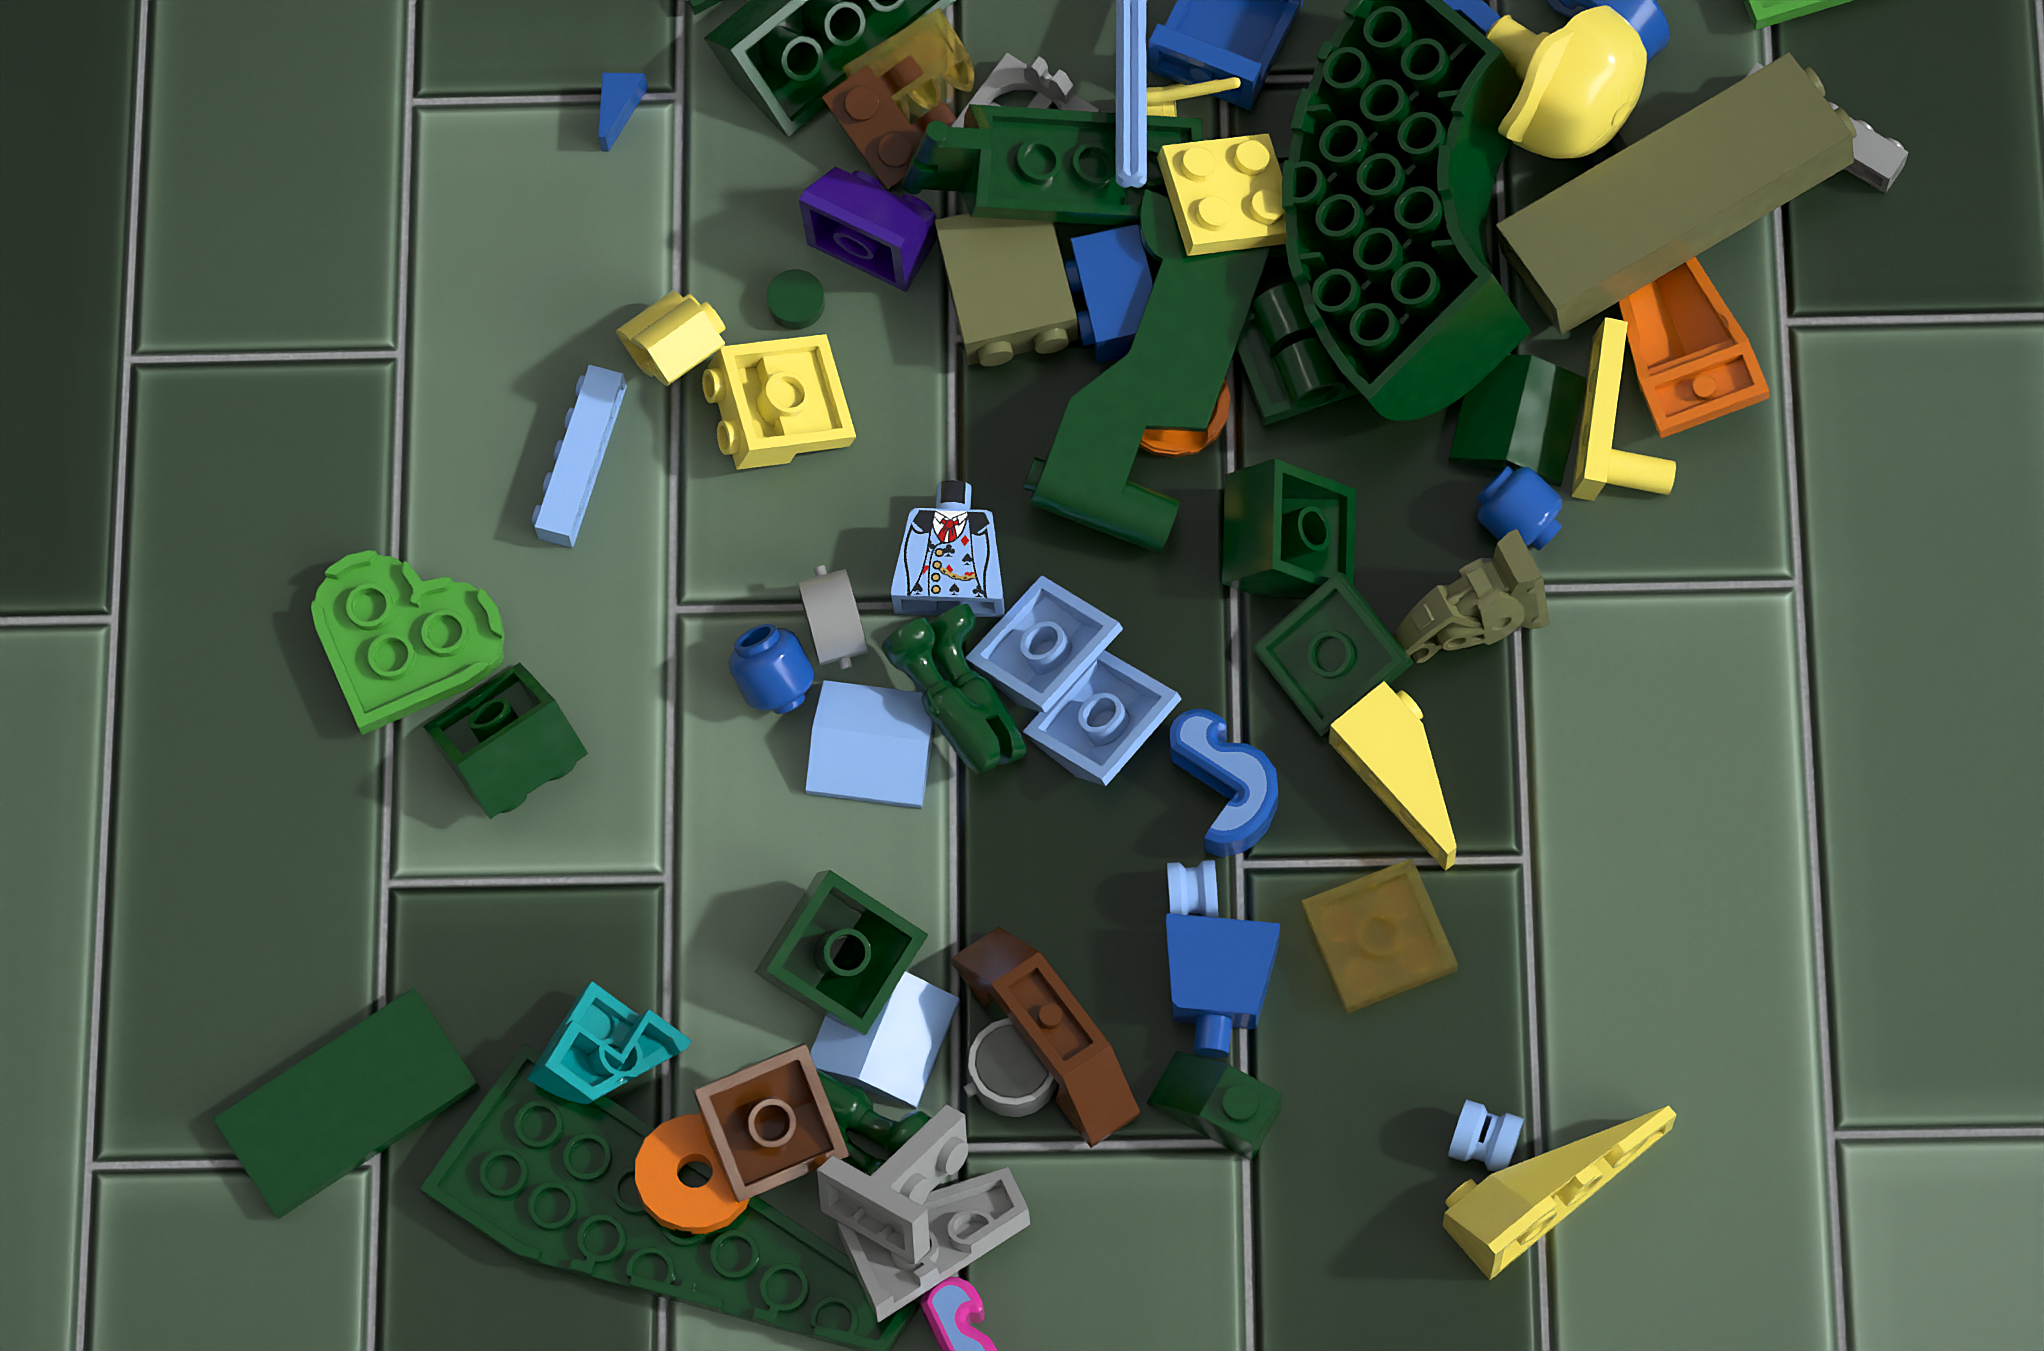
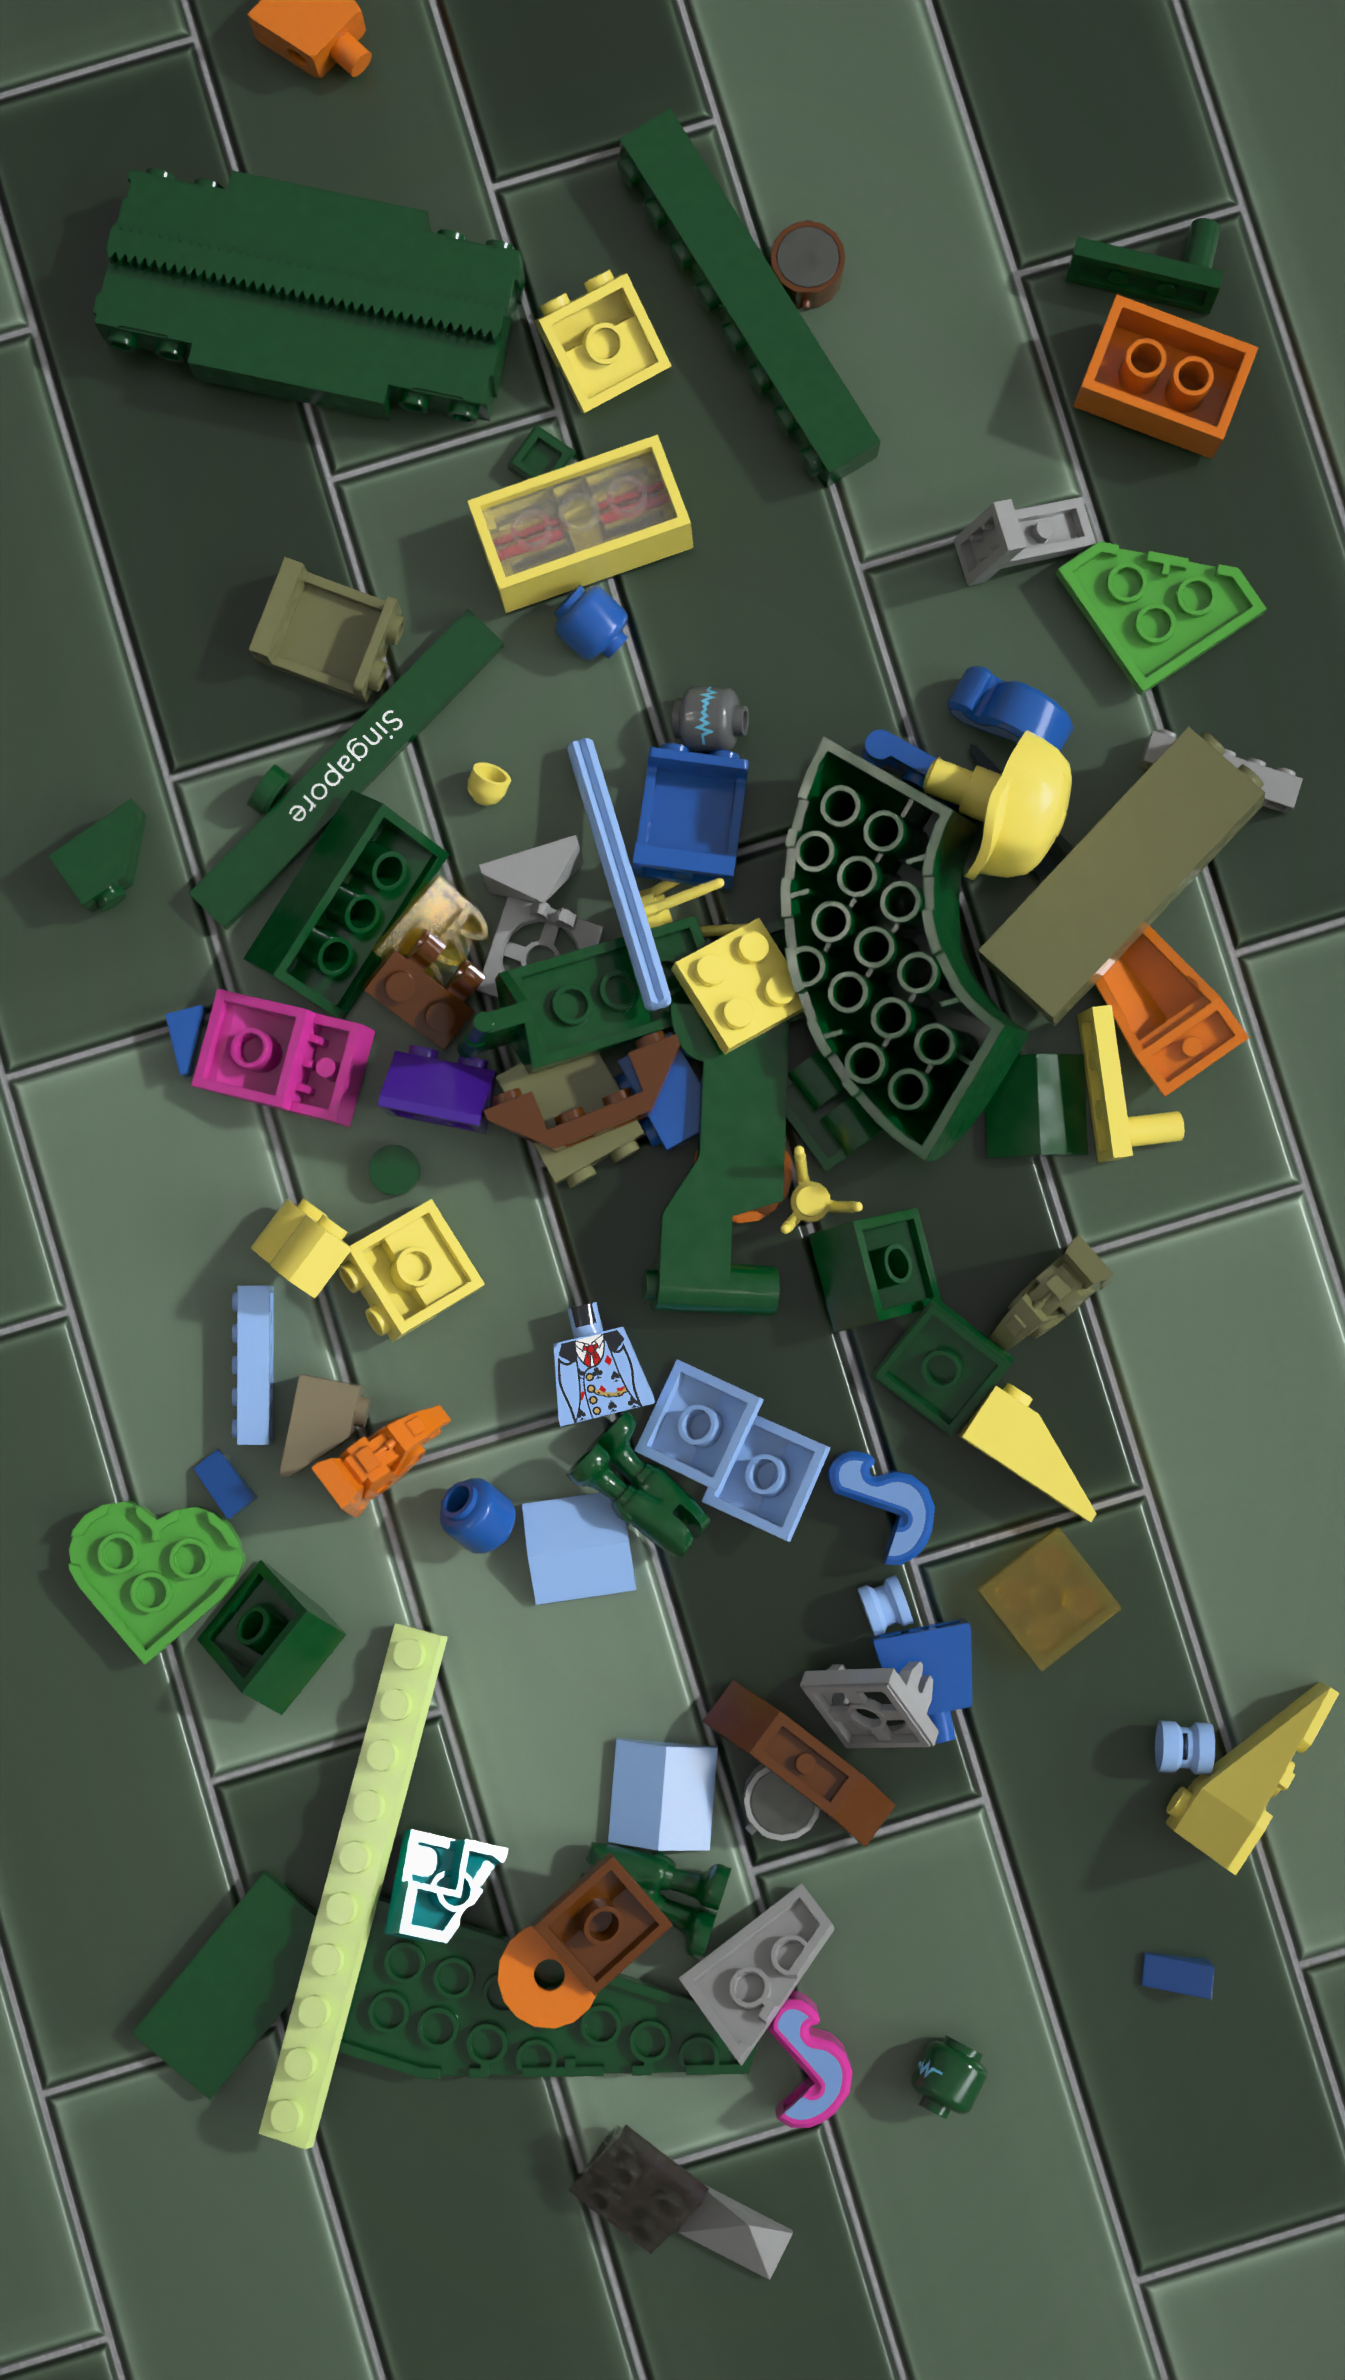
camera: 20 degrees left, 15 degrees up
(507, 1024) = (353, 1887): none -> yellowish green plate
(508, 573) = (225, 1484): none -> blue piece
(633, 530) = (321, 1420): none -> dark tan slope
(679, 581) = (379, 1460): none -> orange piece
(715, 152) = (283, 1057): none -> dark pink slope
(832, 617) = (515, 1455): light grey piece -> none
(841, 952) = (610, 1747): dark green slope -> none
(891, 1200) = (724, 1941): light grey bracket -> none
(1041, 28) = (533, 872): none -> light grey slope
(1105, 942) = (841, 1691): none -> light grey piece
(1109, 241) = (523, 1118): none -> reddish brown slope
(1217, 1102) = (957, 1781): dark green slope -> none
(1238, 442) = (811, 1199): none -> light yellow plant
(1520, 502) = (1062, 1193): blue head -> none

